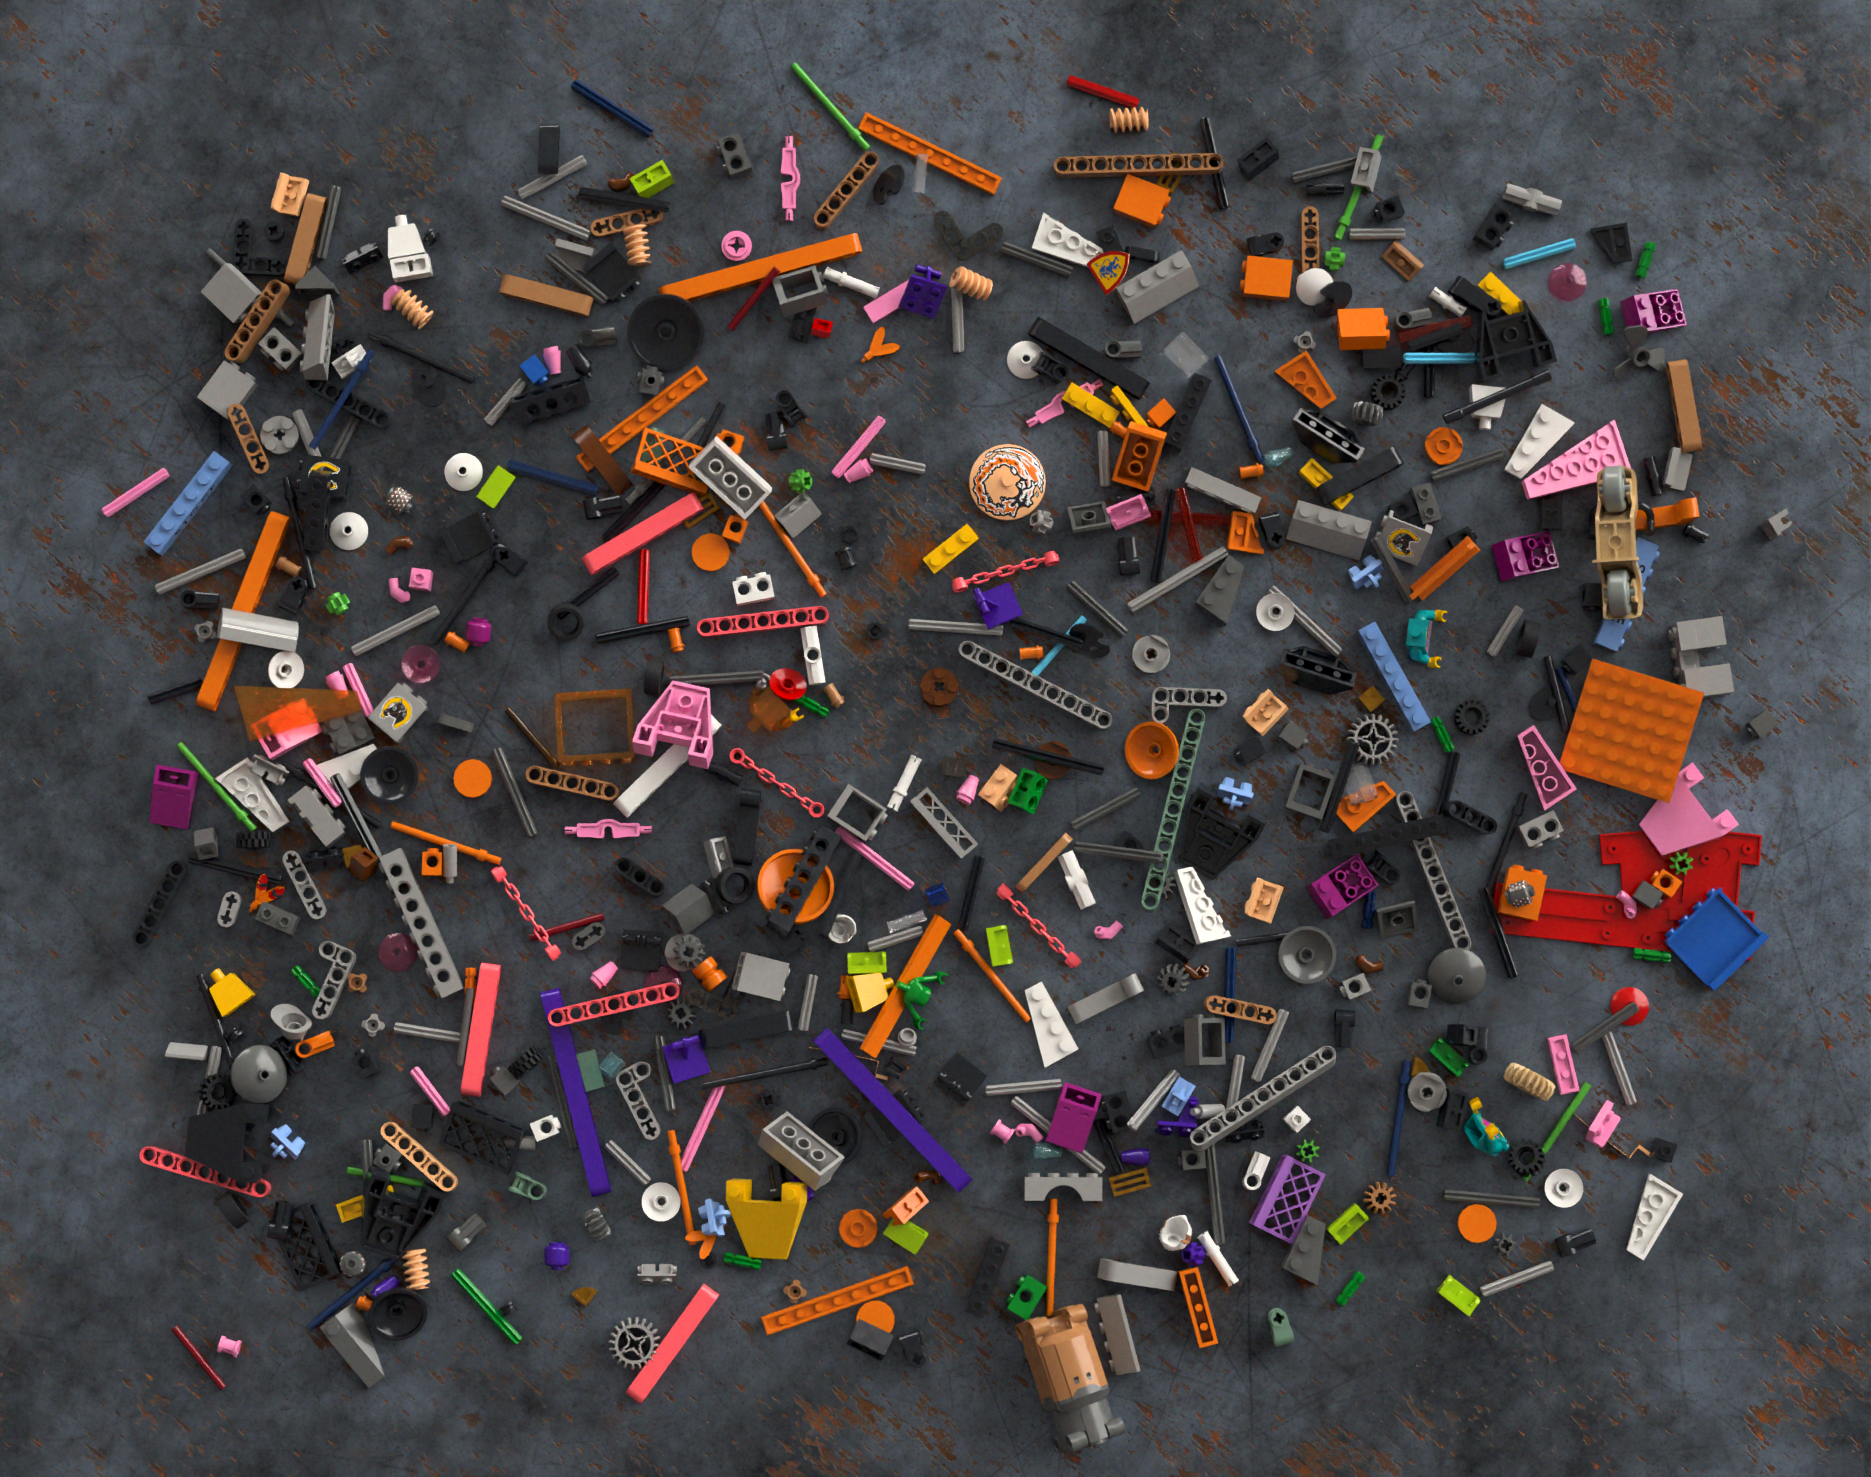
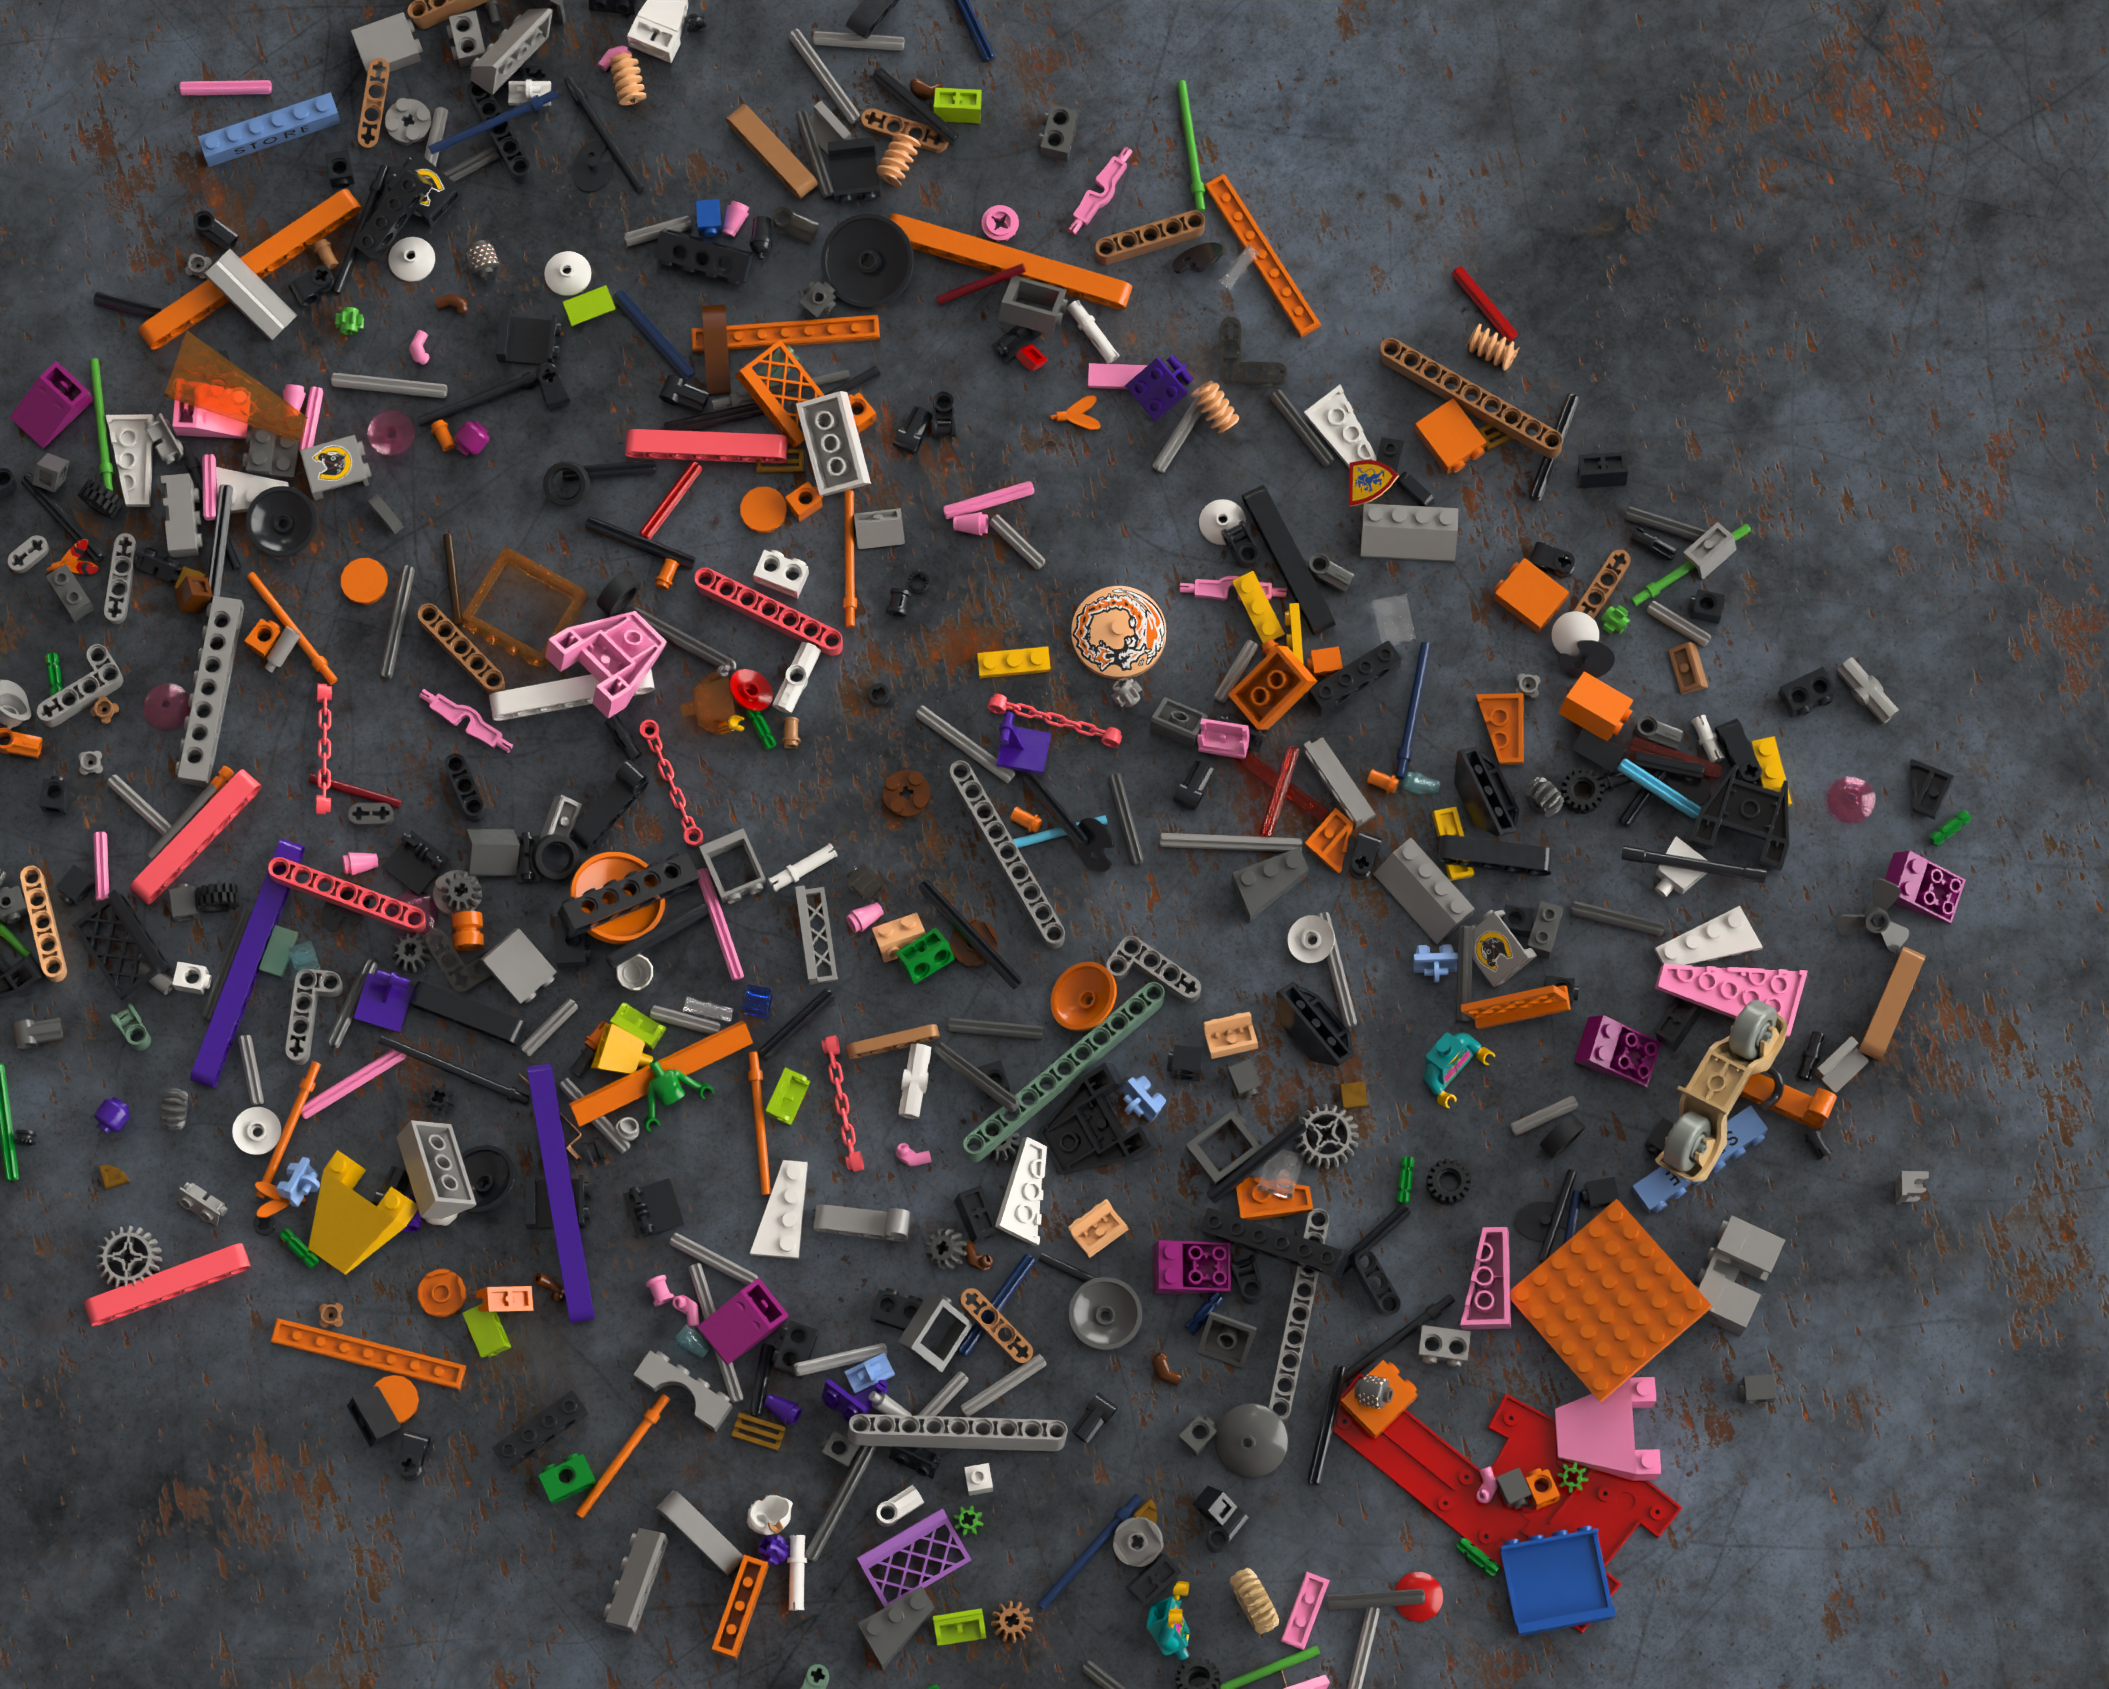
camera: 40 degrees right, 10 degrees down
(200, 571) = (235, 204): light grey axle -> none
(293, 669) = (262, 355): white dish -> none
(421, 579) = (450, 350): bright pink brick -> none
(800, 481) = (904, 495): bright green gear -> none
(1069, 1378) = (551, 1587): medium nougat piece -> none
(1161, 651) = (1155, 888): light grey plate -> none
(1163, 534) = (1244, 786): black axle -> none
(1362, 983) = (1142, 1389): light grey brick -> none
(1393, 677) = (1391, 1086): medium blue brick -> none
(1443, 446) = (1605, 884): orange tile -> none
(1448, 1057) = (1185, 1521): green hinge -> none
(1539, 253) = (1838, 750): medium azure axle -> none
(1606, 318) = (1868, 859): green axle -> none

